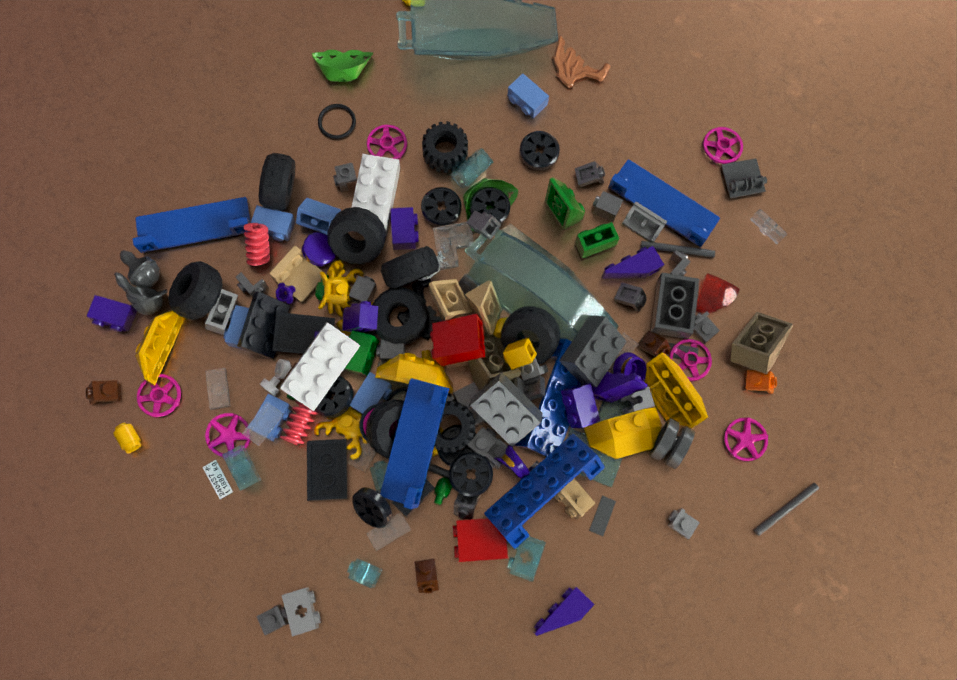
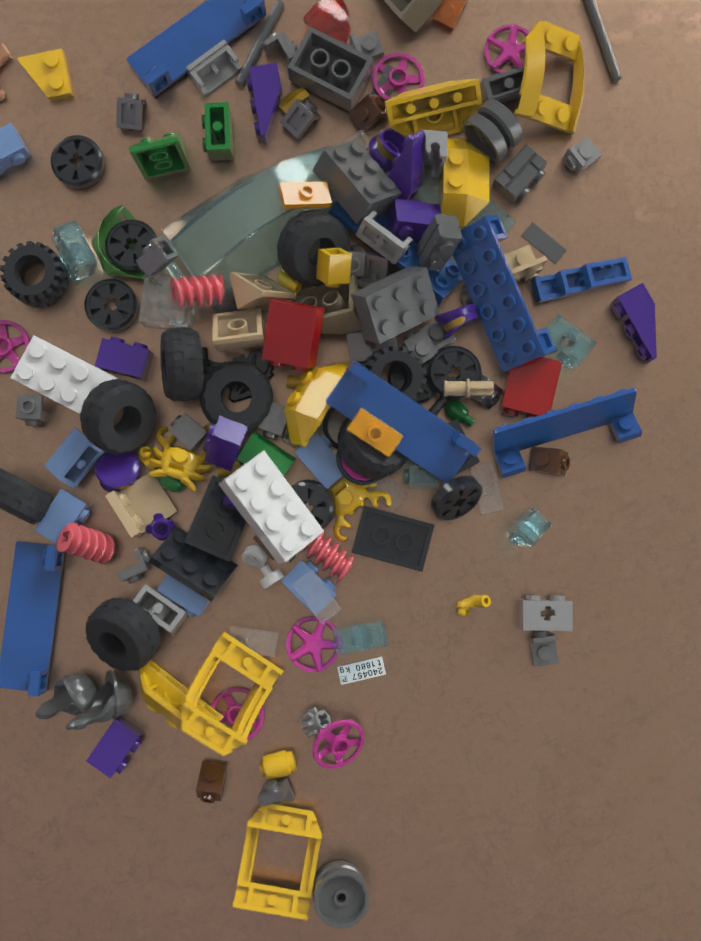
camera: 65 degrees left, 10 degrees up
(21, 461) = (270, 898): none -> yellow wedge
(36, 516) = (342, 909): none -> dark grey wheel
(104, 442) = (276, 792): none -> flat silver bracket
(154, 478) = (337, 744): none -> dark pink wheel
(166, 456) = (314, 721): none -> light grey gear
(198, 390) = (247, 662): none -> yellow wedge
(296, 553) = (474, 601): none -> yellow arm
(399, 423) = (375, 432): none -> light orange plate
(459, 487) = (468, 388): none -> tan axle
(465, 583) = (578, 417): none -> blue bracket
(467, 261) = (197, 289): none -> coral piece
(554, 383) = (382, 239): none -> light grey hinge
(566, 314) = (304, 195): none -> plate
(567, 427) = (439, 242): none -> dark grey brick
(582, 555) = (581, 279): none -> blue slope
(597, 111) = (49, 73): none -> yellow wing
(607, 206) = (179, 104): flat silver brick -> none
(647, 288) = (289, 99): none -> yellow piece
(648, 477) = (519, 175): none -> dark grey brick
(705, 477) = (537, 107): none -> yellow wedge
(713, 443) = (502, 86): none -> dark grey brick

